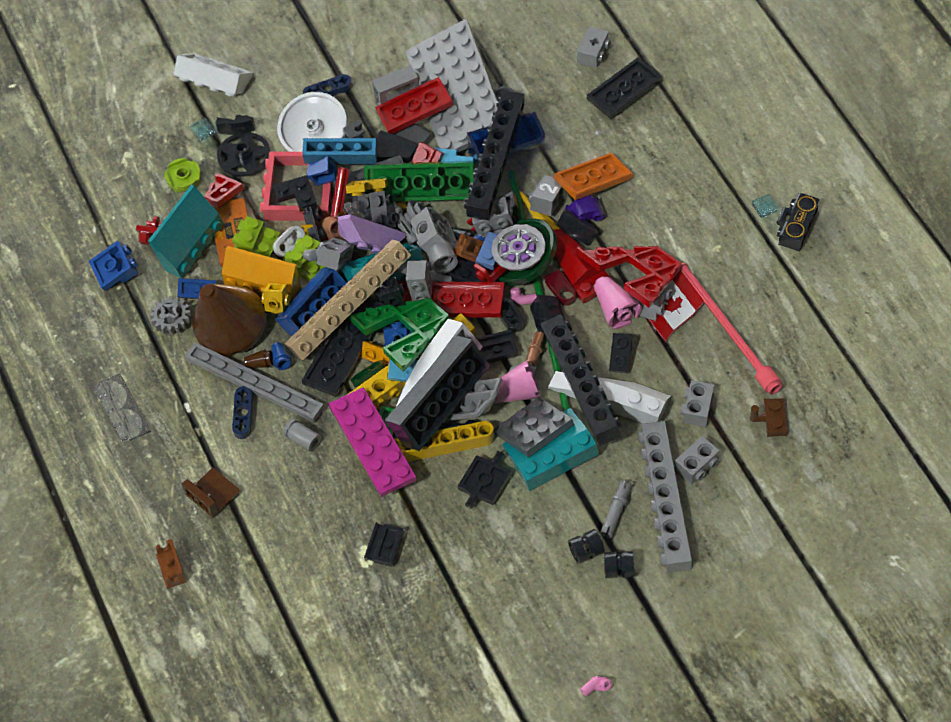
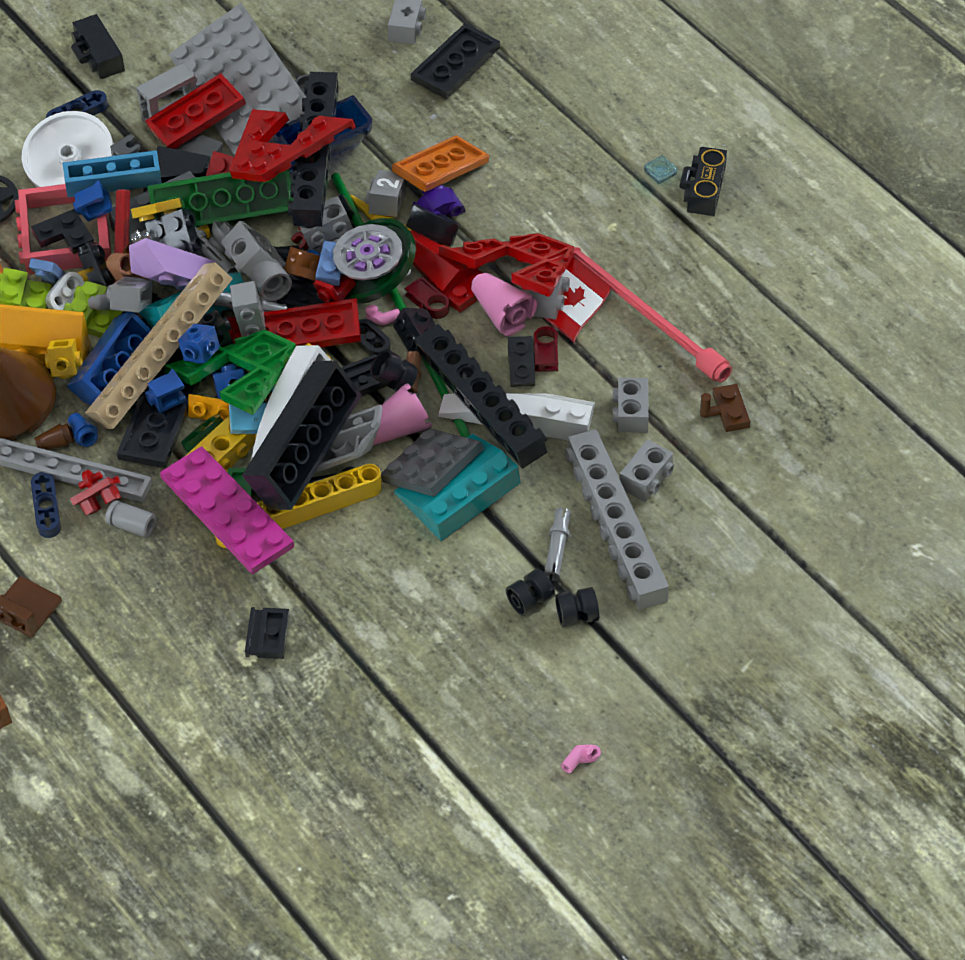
camera: 15 degrees left, 5 degrees down
(277, 223) = (46, 270): none -> medium blue plate
(288, 409) = (87, 498): none -> red hips
(346, 337) = (165, 391): none -> blue window
(355, 44) = (101, 51): none -> black piece
(376, 303) = (199, 343): none -> blue brick
(452, 160) = (263, 160): none -> red wing
(484, 479) = (381, 535): black plate -> none
(518, 348) = (392, 371): none -> black wheel
(642, 349) = (546, 353): none -> dark red piece

